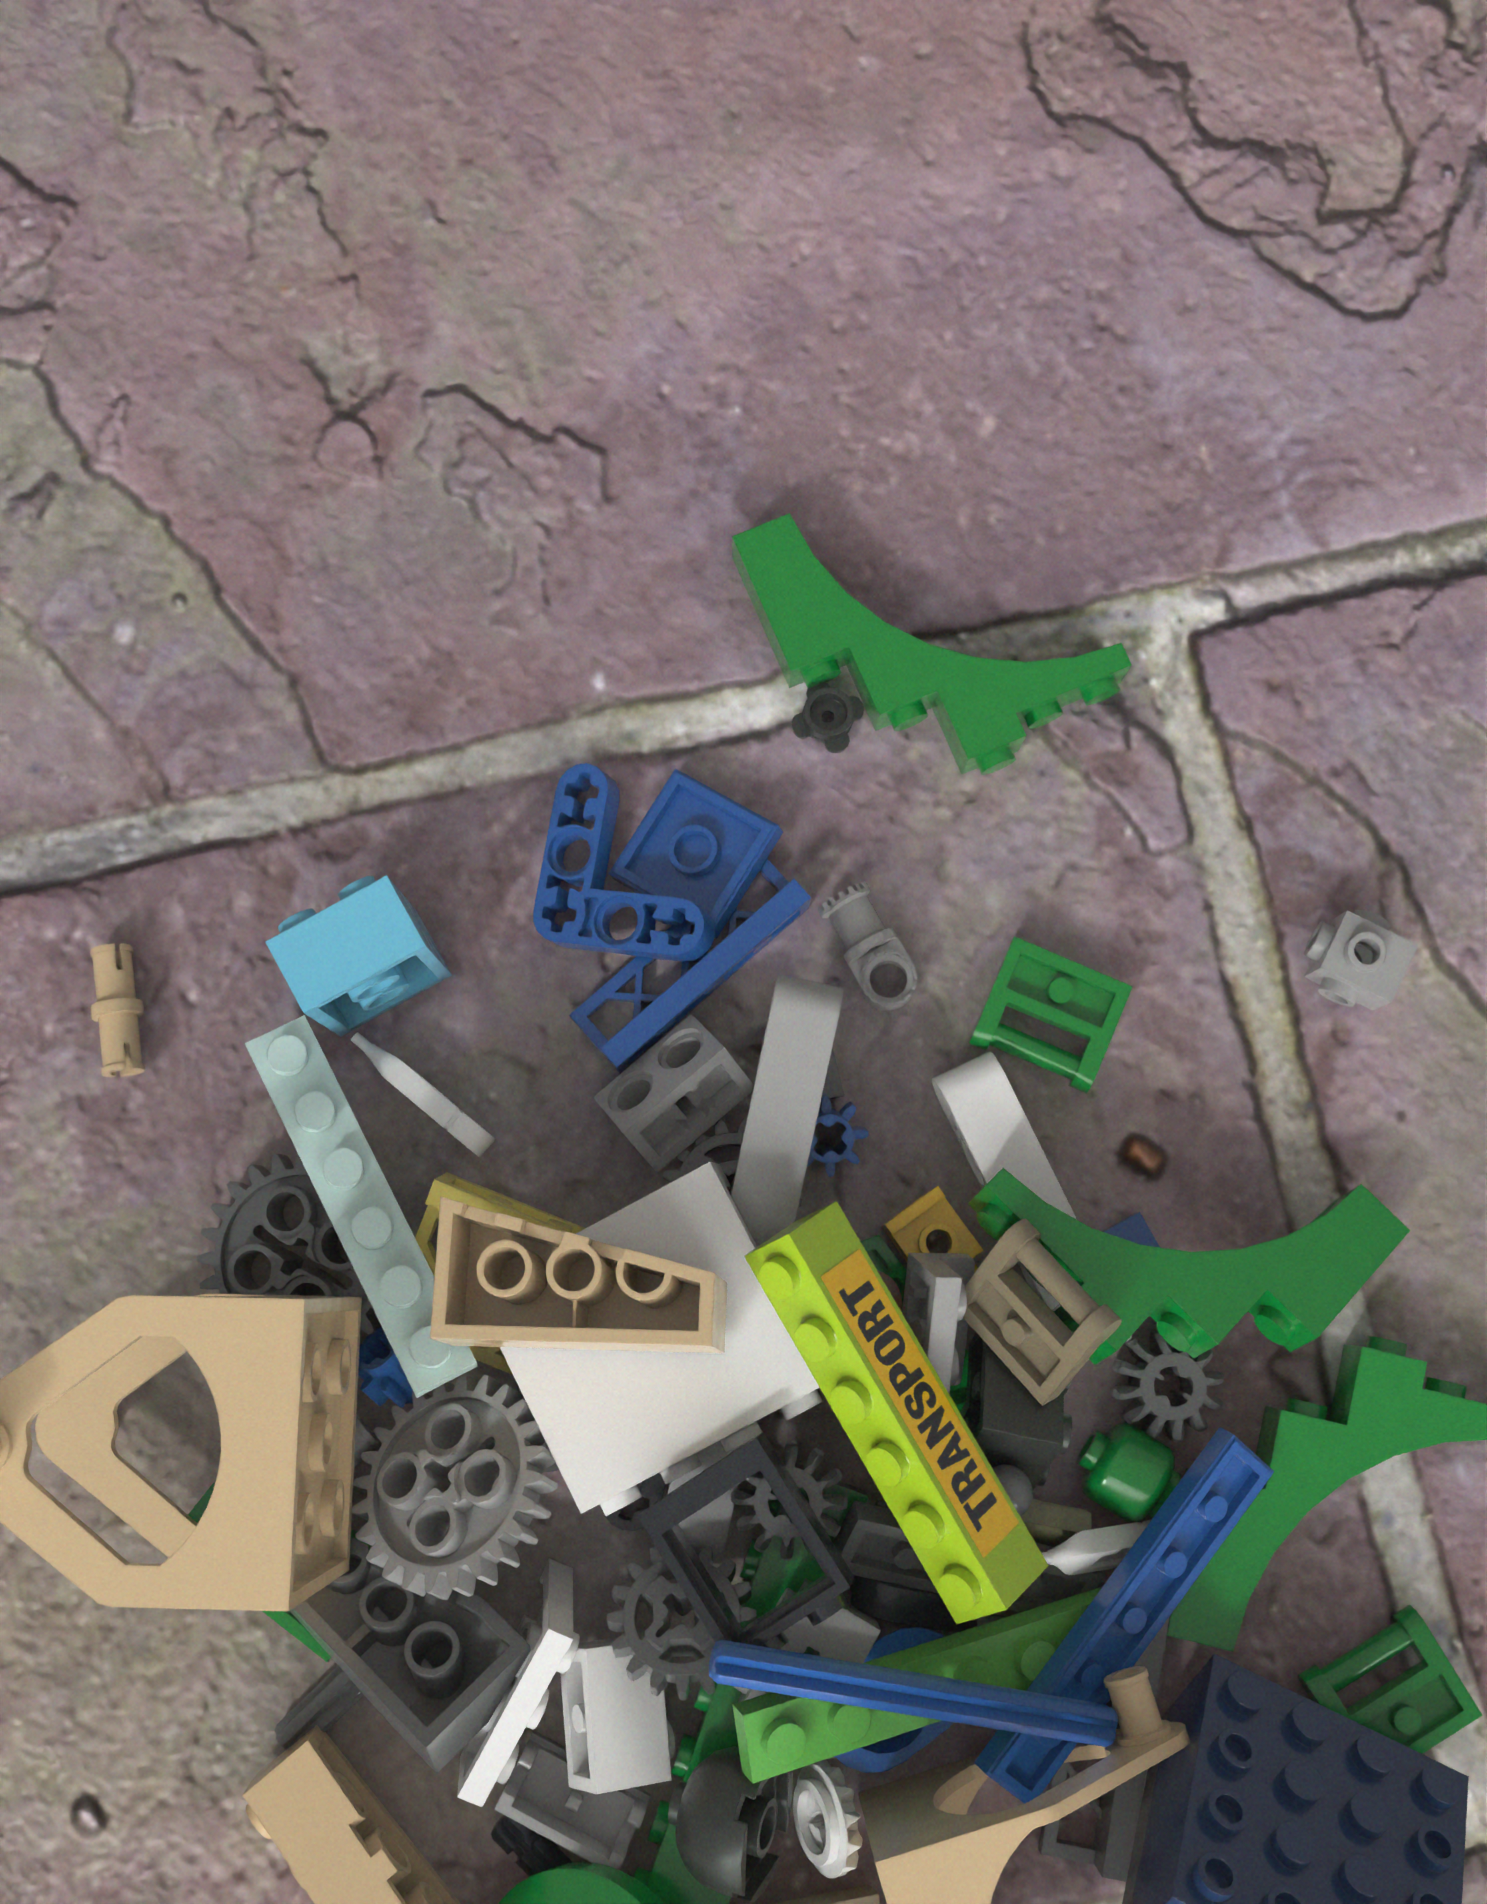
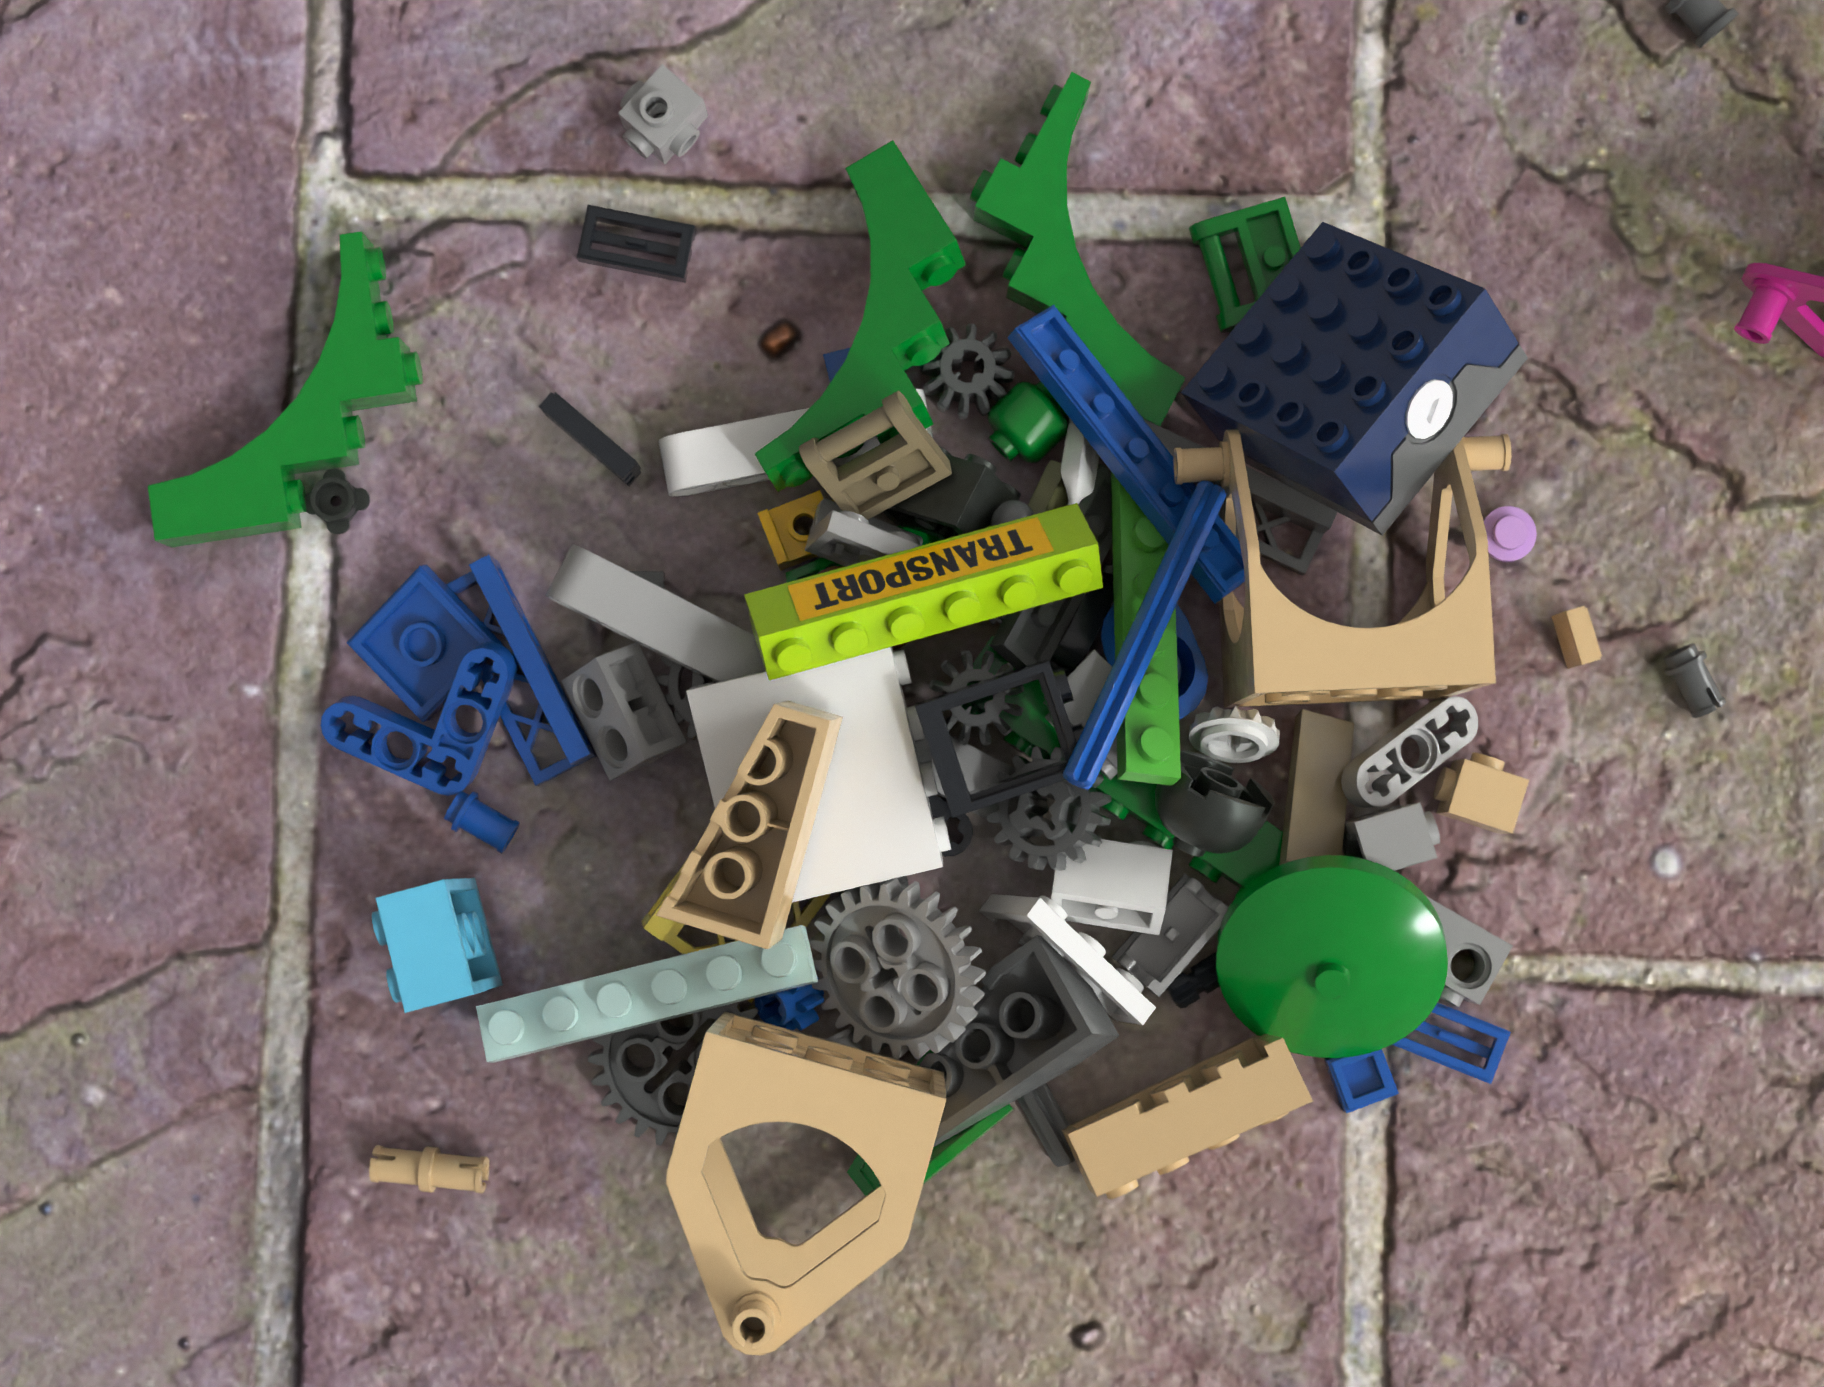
camera: 75 degrees left, 5 degrees up
(427, 1097) = (573, 921): white piece -> none
(514, 966) = (481, 821): none -> blue pin
(826, 1152) = (693, 578): blue gear -> none
(868, 944) = (542, 517): light grey connector -> none
(972, 975) = (591, 438): none -> black tile
(1059, 995) = (626, 371): green plate -> none
(1181, 973) = (633, 264): none -> black tile

